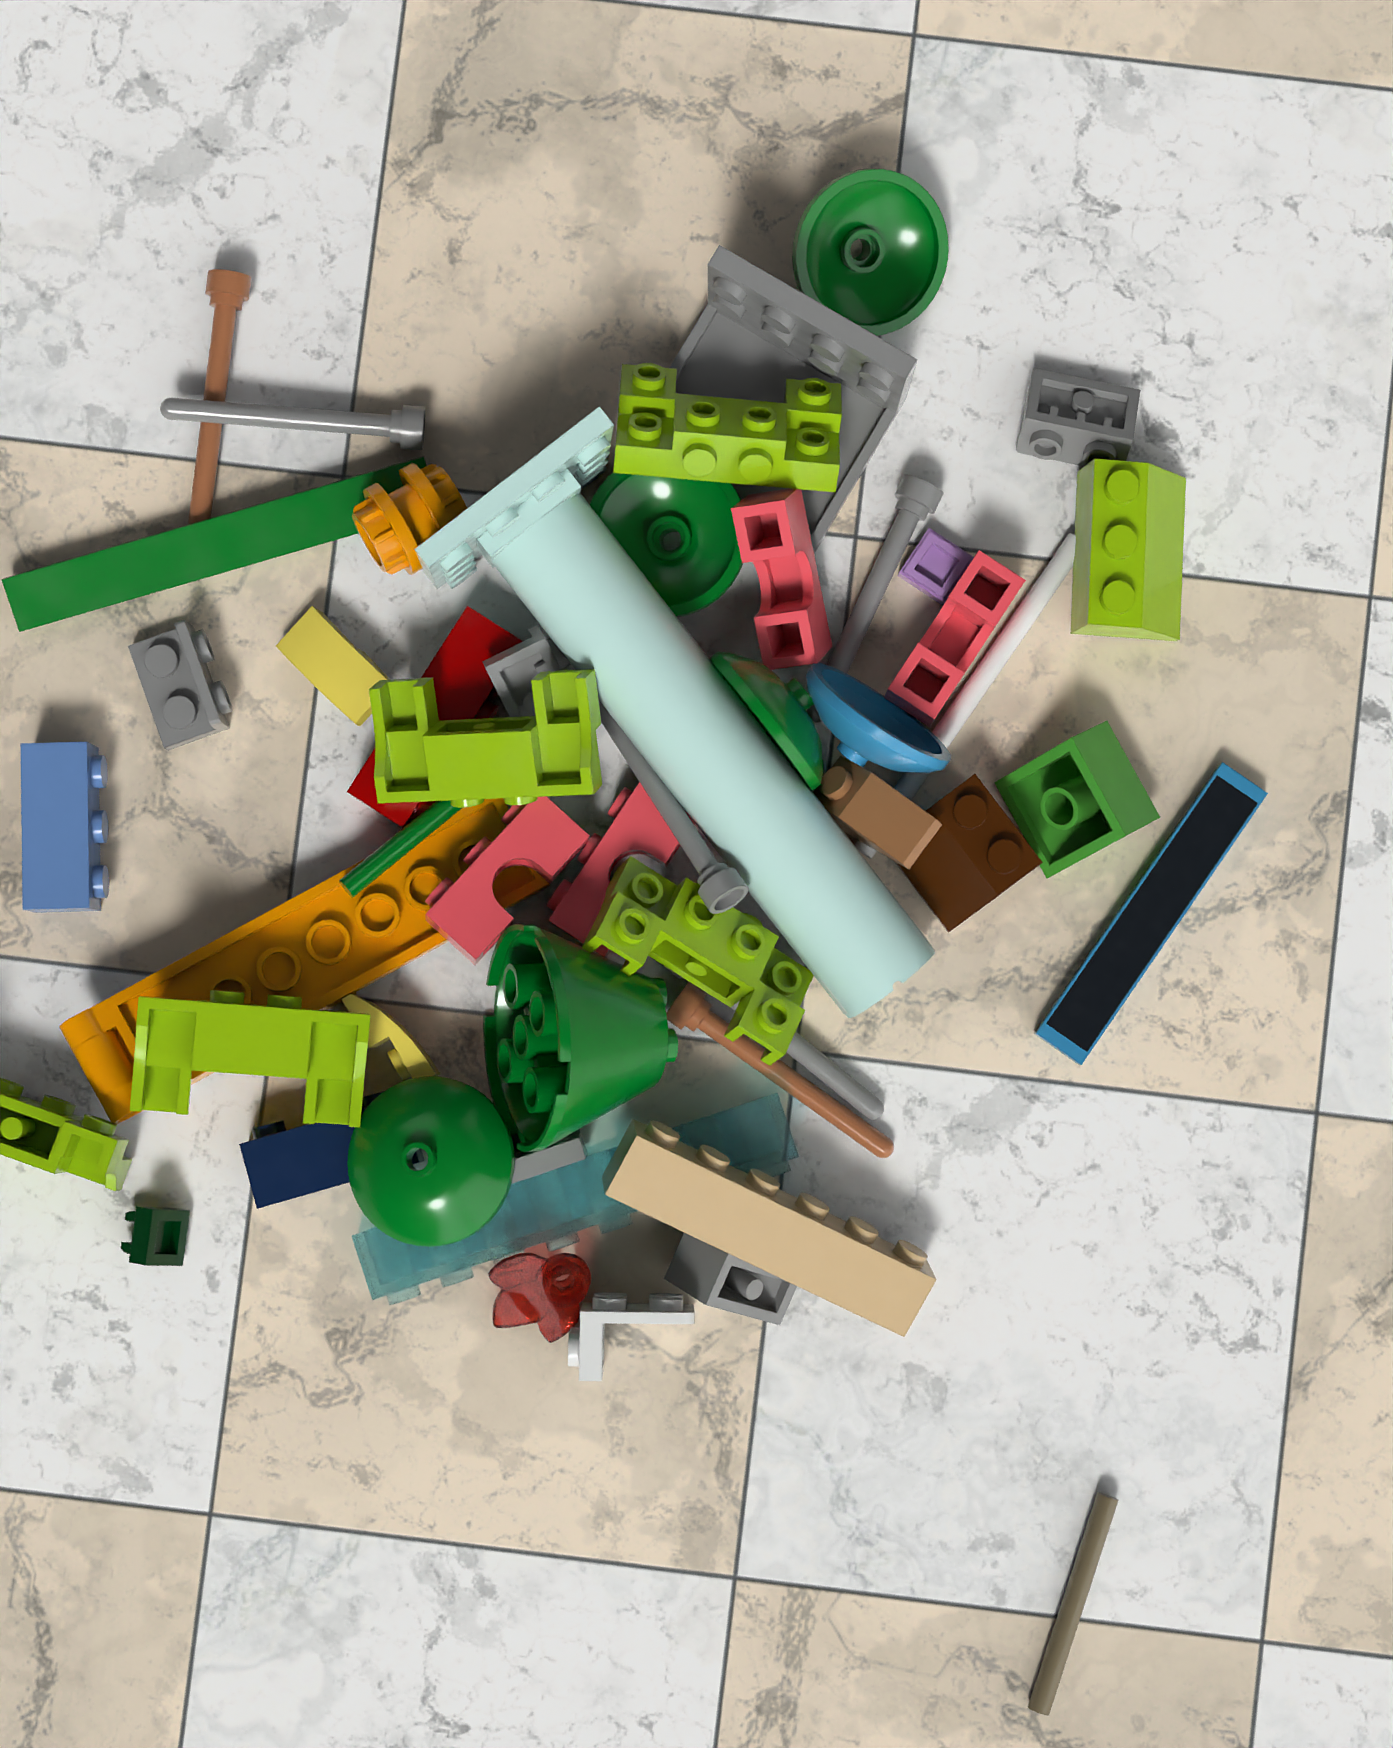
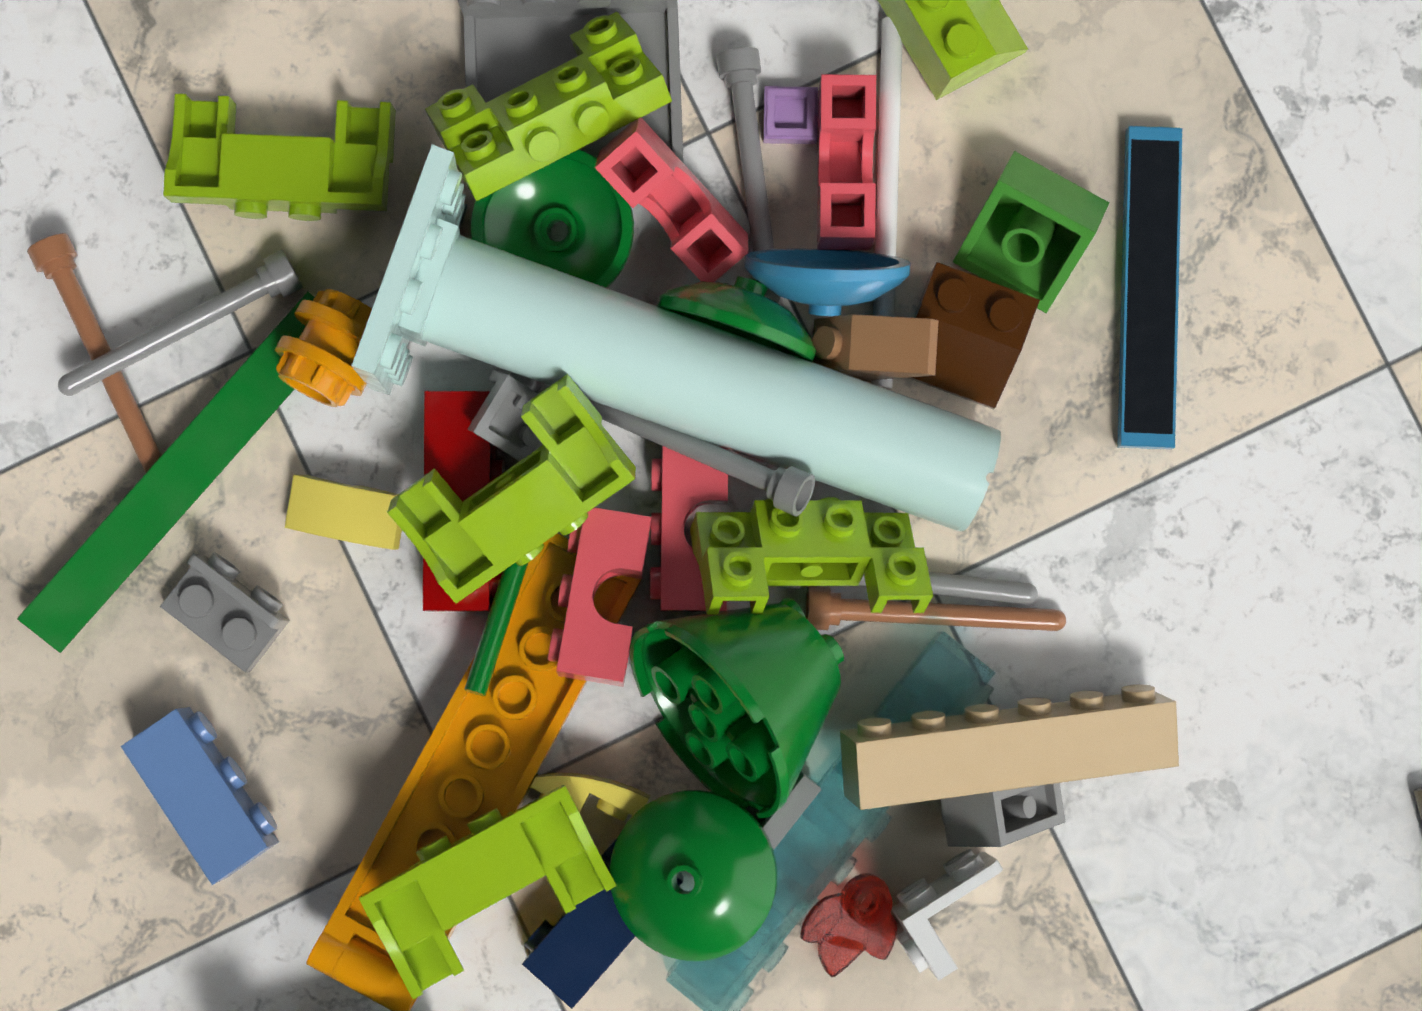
camera: 35 degrees left, 0 degrees up
(463, 339) = (276, 171): none -> lime bracket

